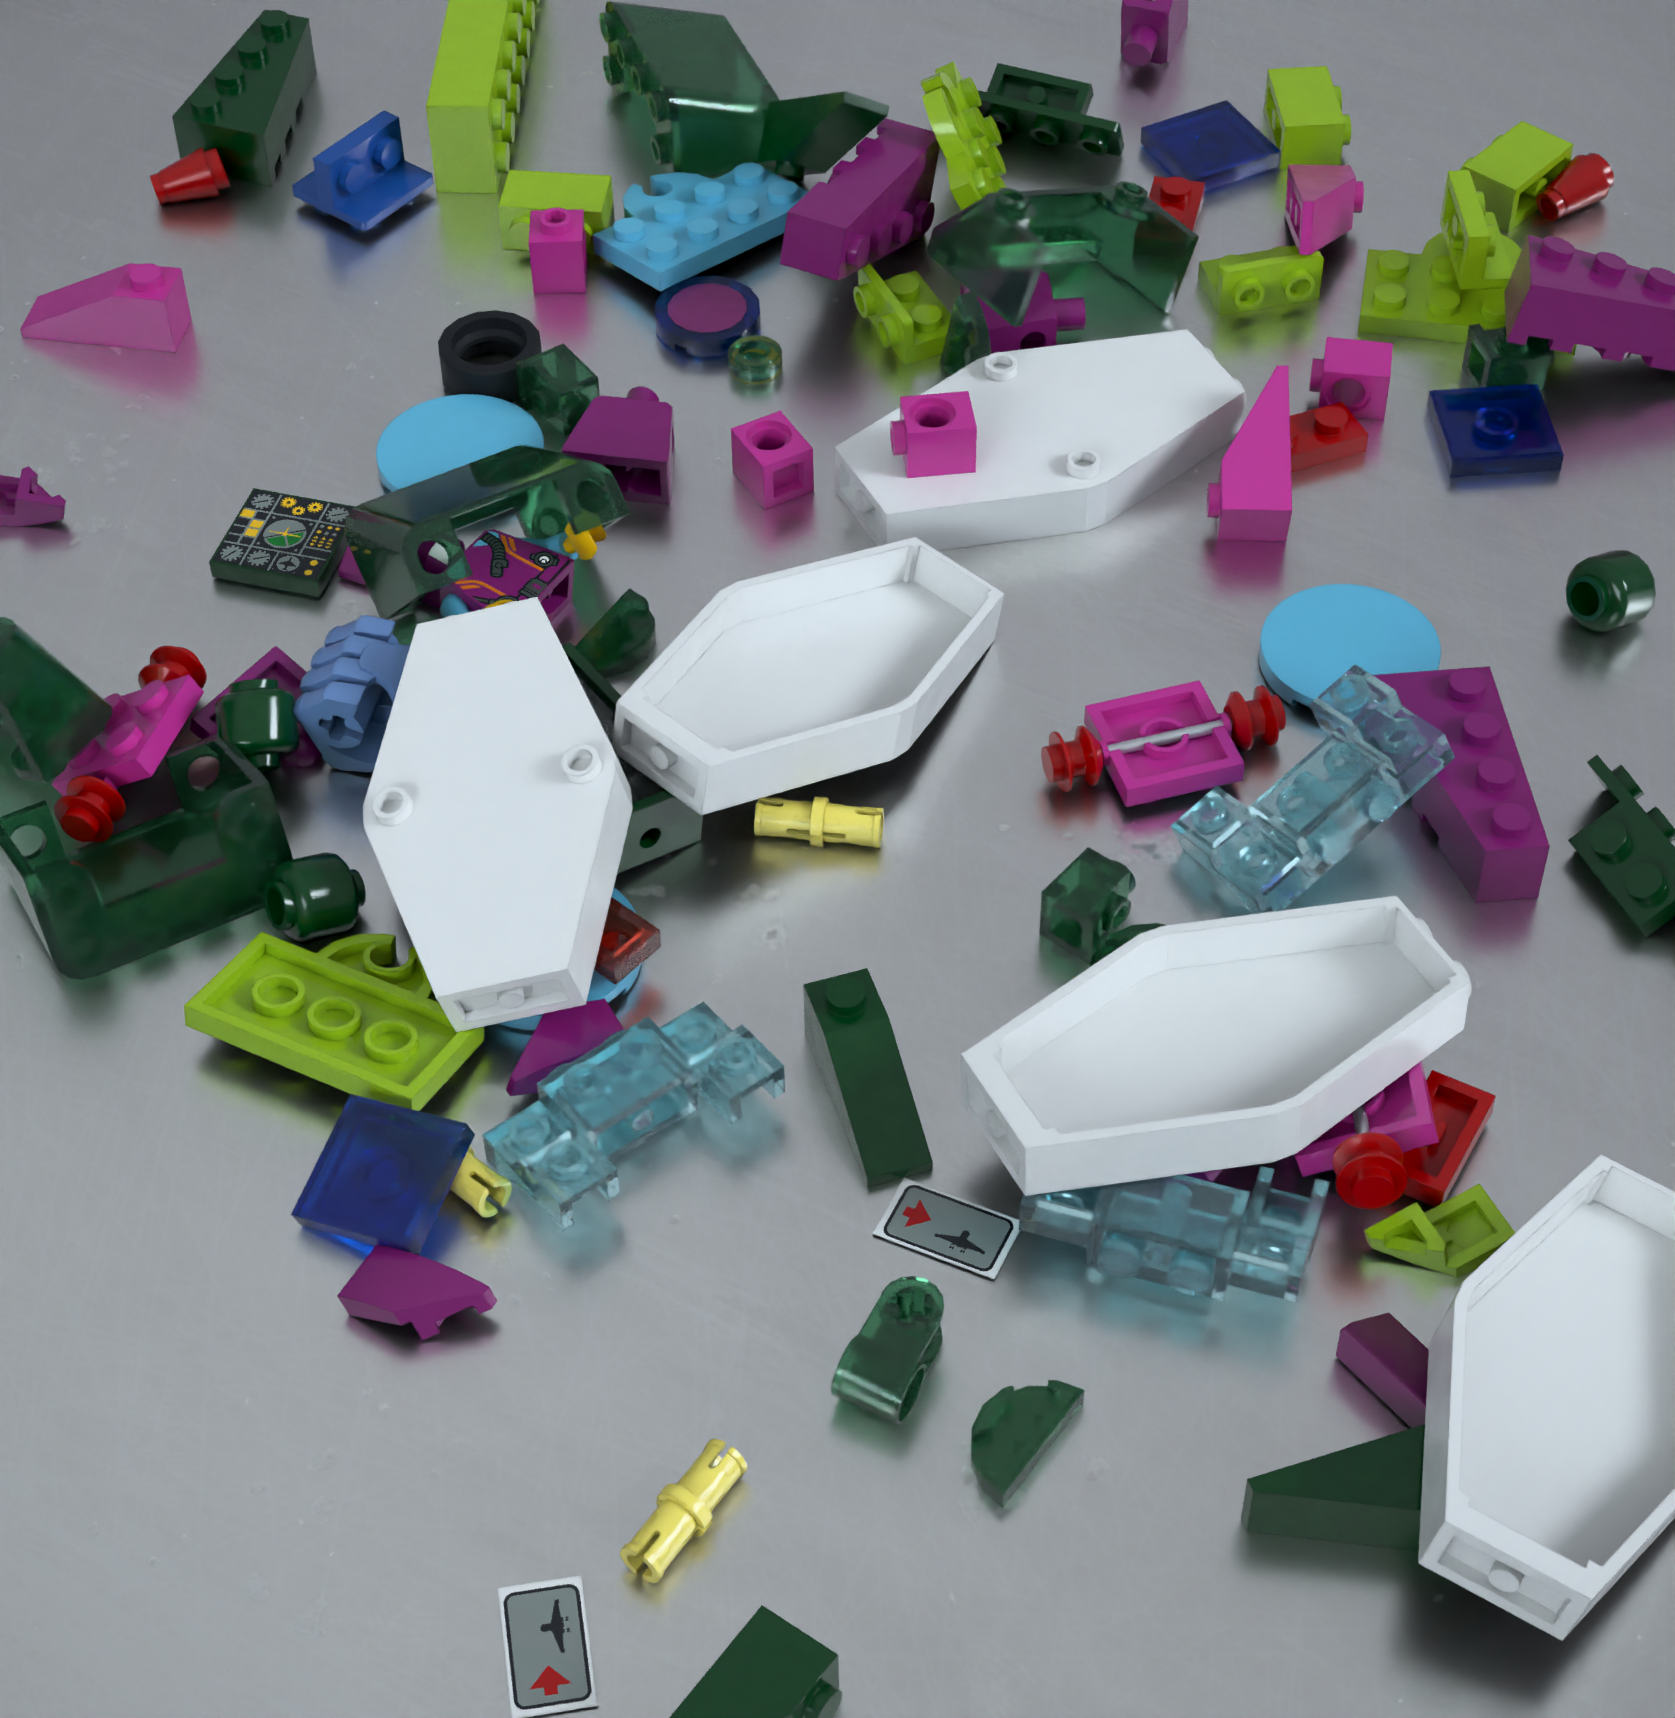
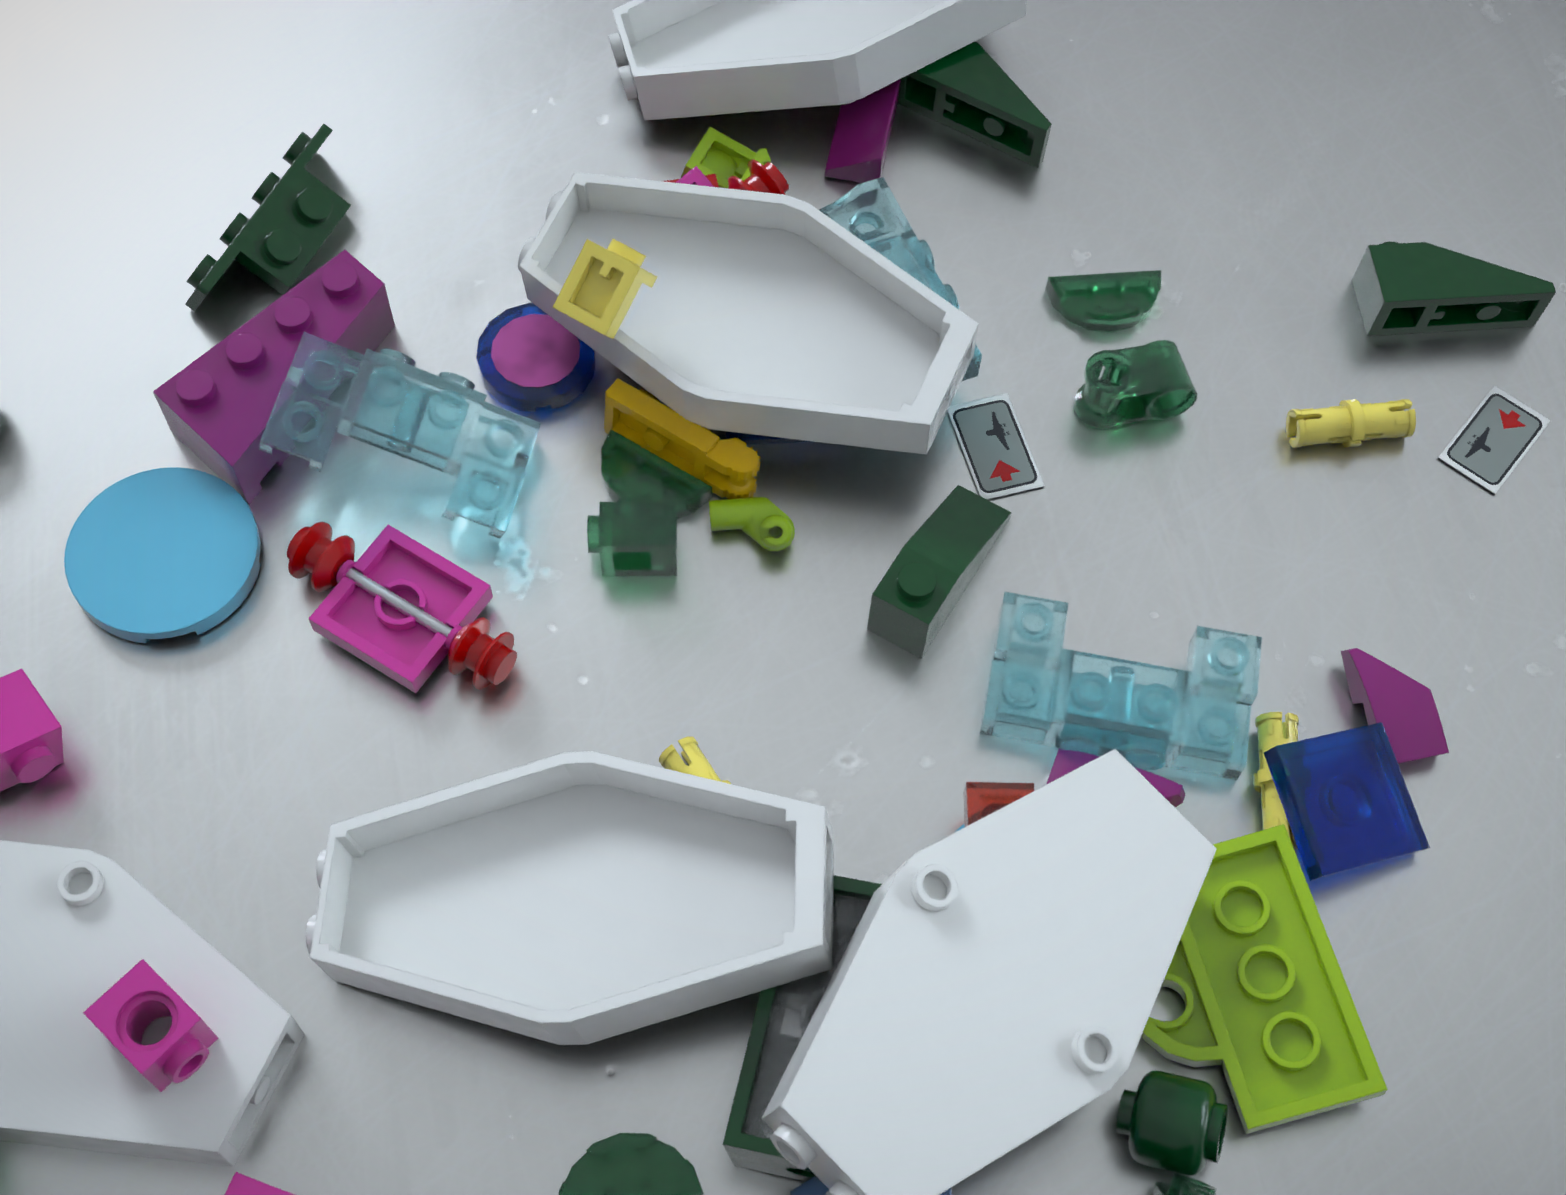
camera: 135 degrees left, 15 degrees up
(1011, 1000) = (756, 517): none -> lime arm
(1310, 912) = (603, 286): none -> light yellow bracket

